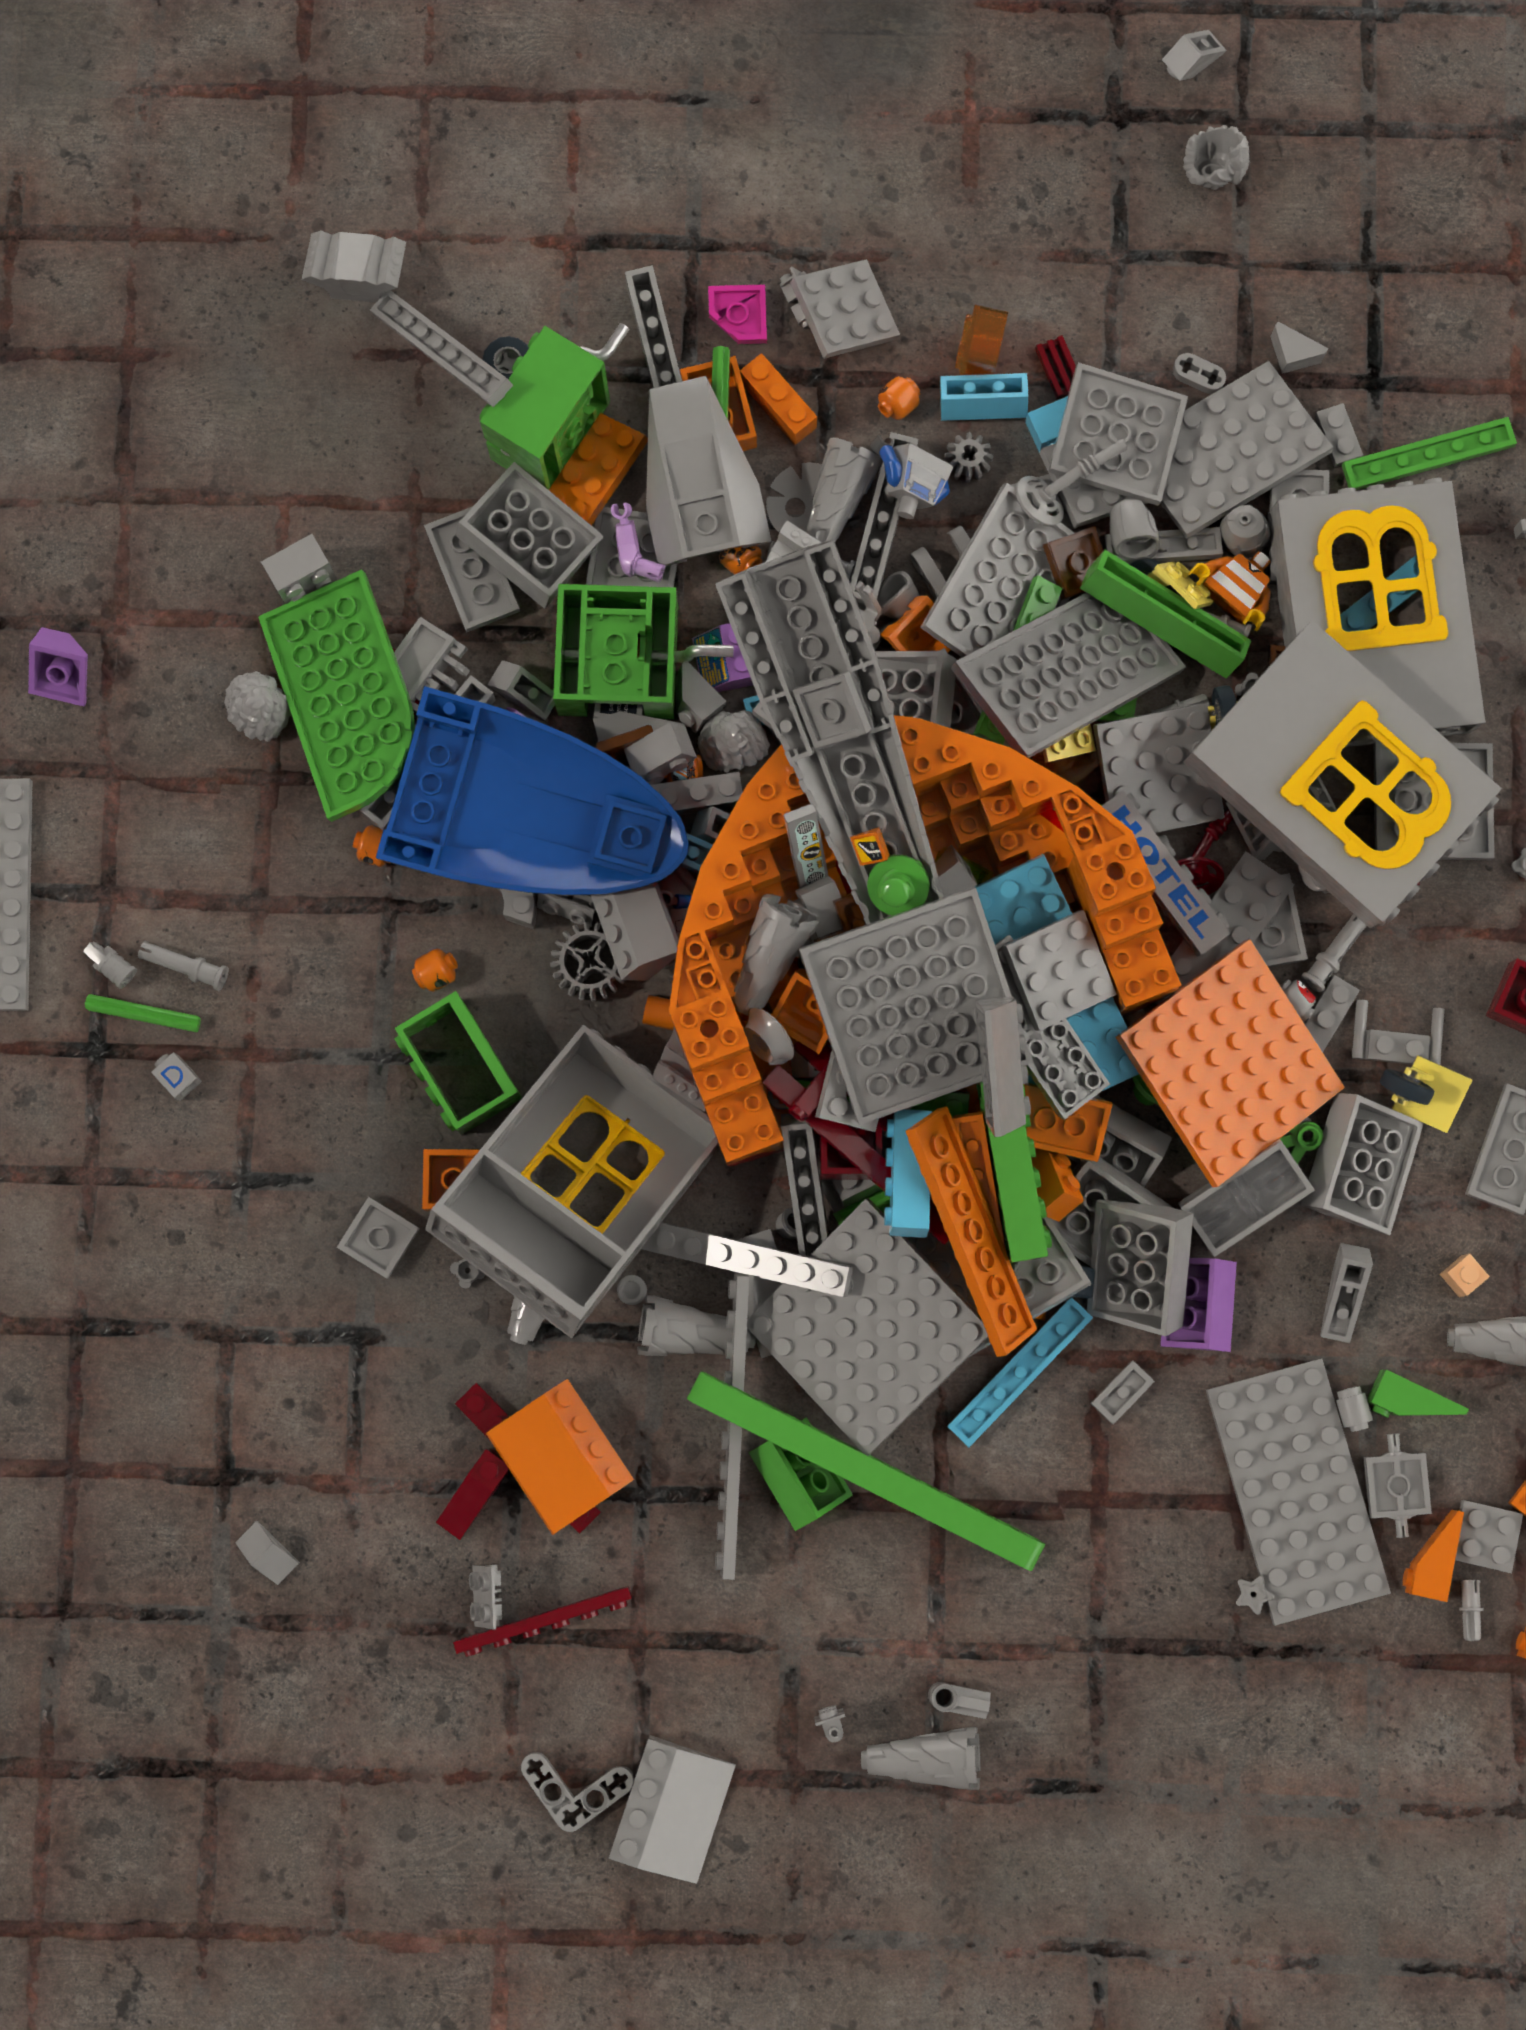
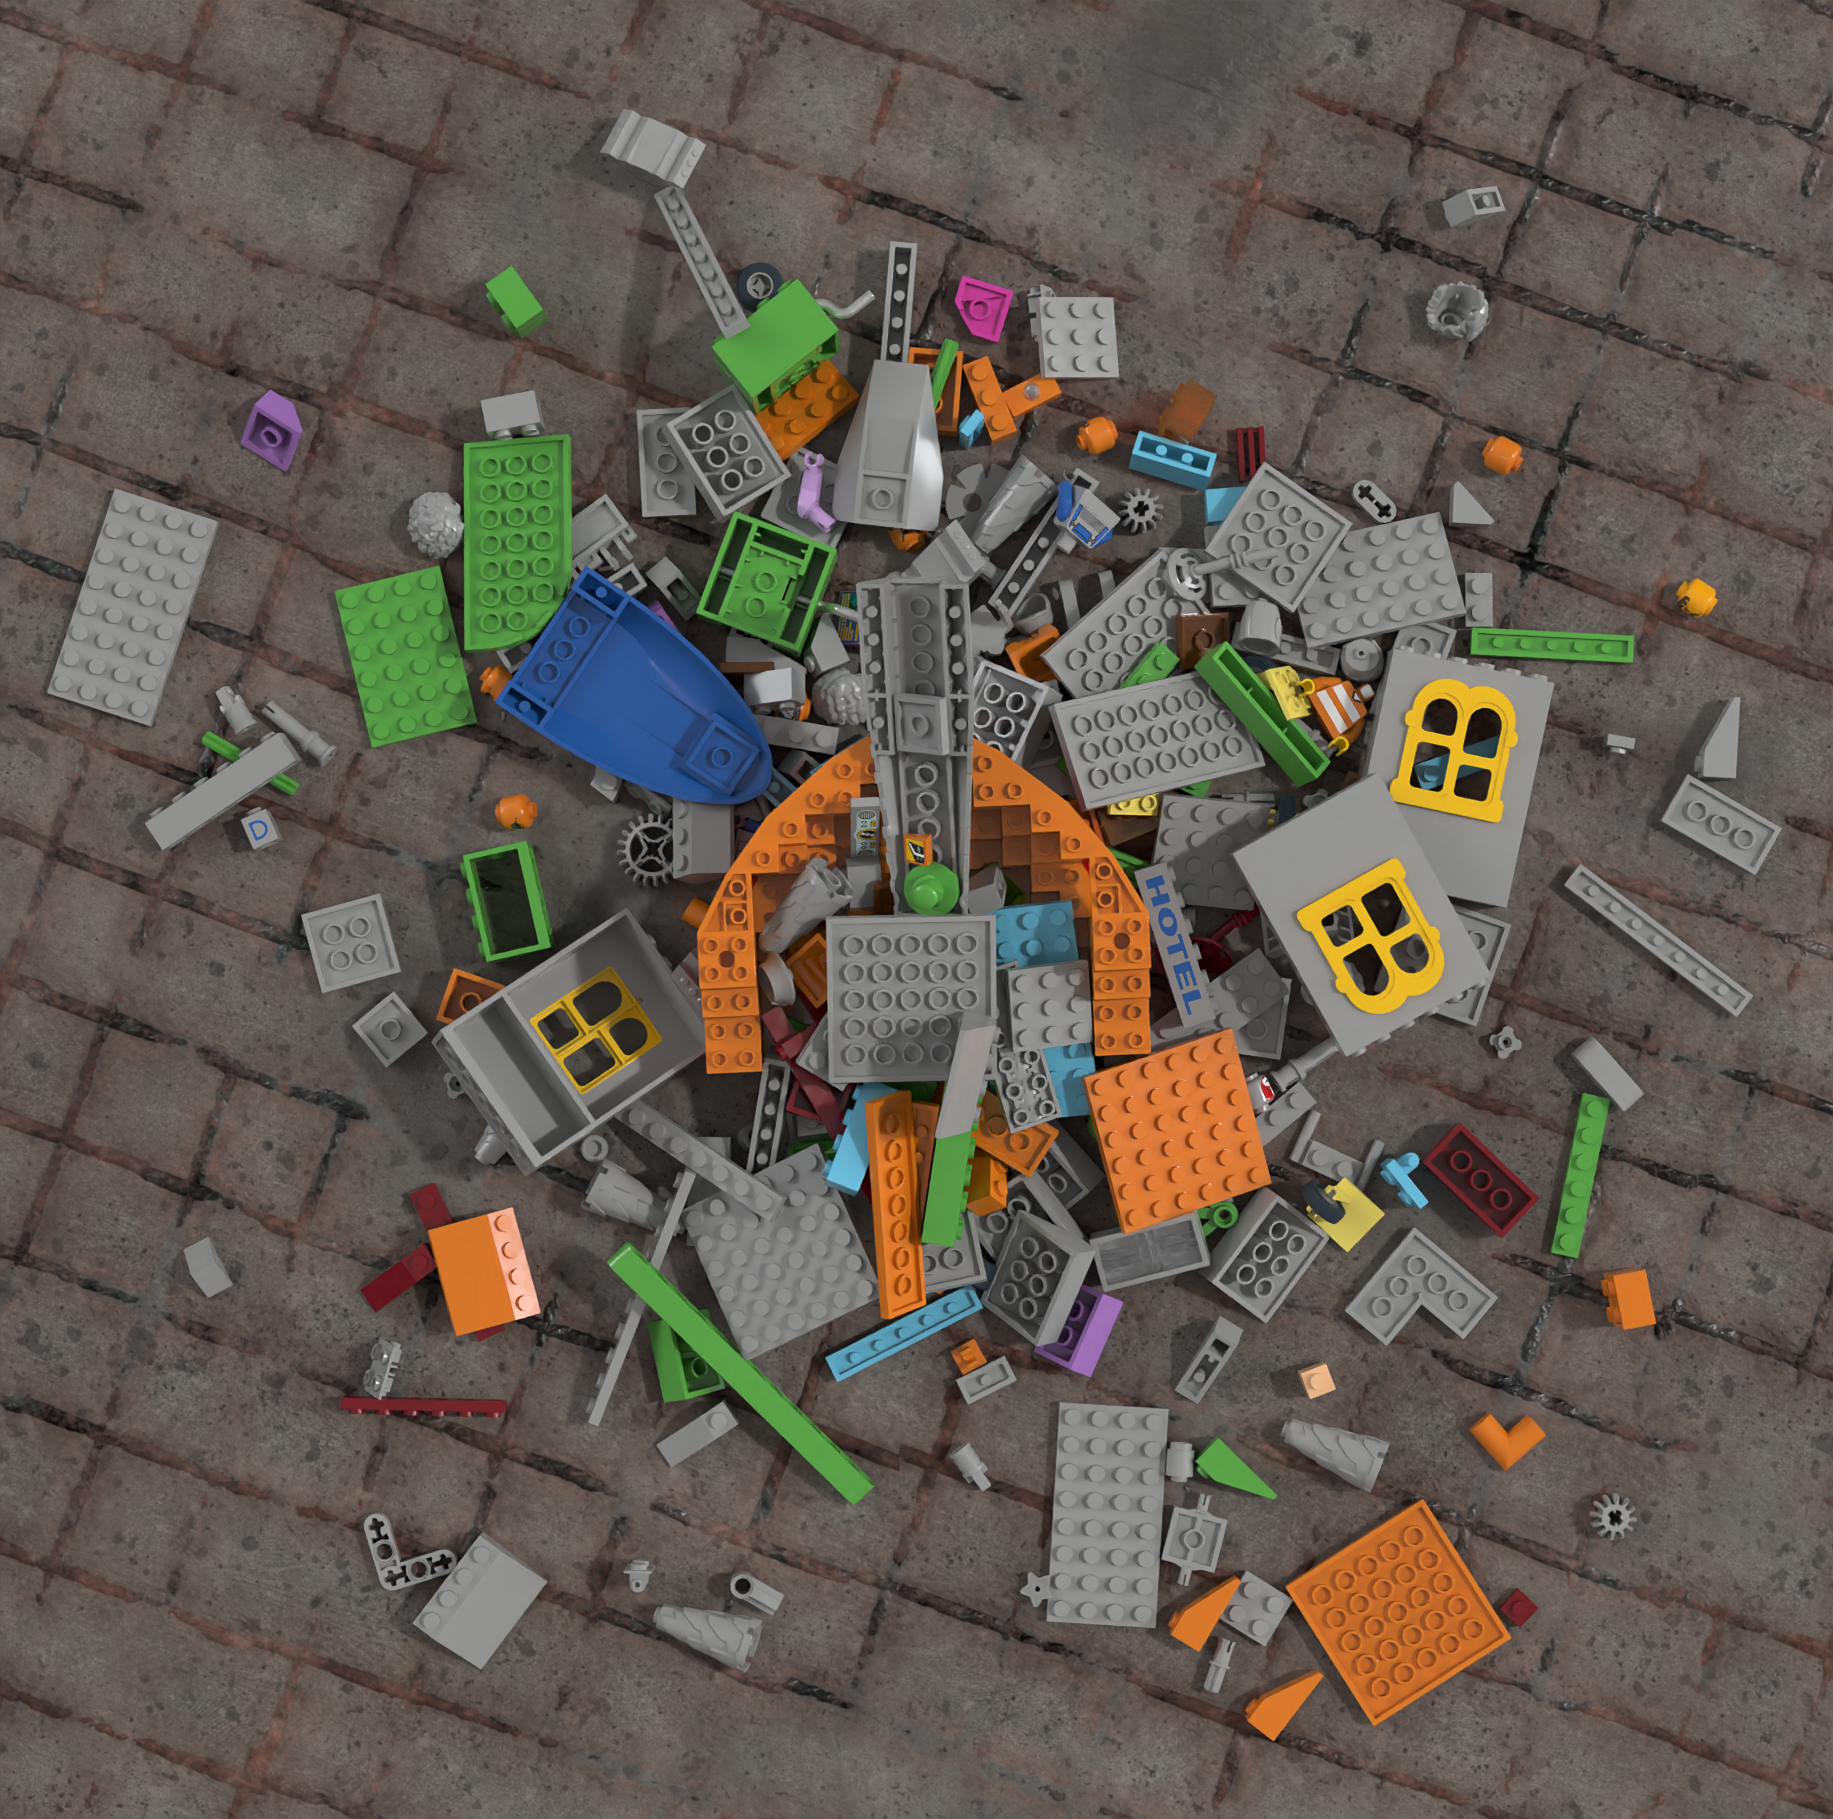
camera: 15 degrees right, 5 degrees up
(122, 1049) = (223, 790): none -> light grey brick
(264, 457) = (514, 299): none -> bright green brick
(269, 852) = (406, 657): none -> bright green plate
(308, 1162) = (351, 943): none -> light grey plate
(770, 428) = (970, 429): none -> medium azure plate
(819, 379) = (1030, 395): none -> orange piece
(841, 1552) = (698, 1433): none -> light grey slope
(1095, 1374) = (968, 1356): none -> orange tile
(1137, 1488) = (970, 1465): none -> light grey hinge
(1311, 284) = (1502, 455): none -> orange head
(1471, 1034) = (1396, 1174): none -> medium azure plate

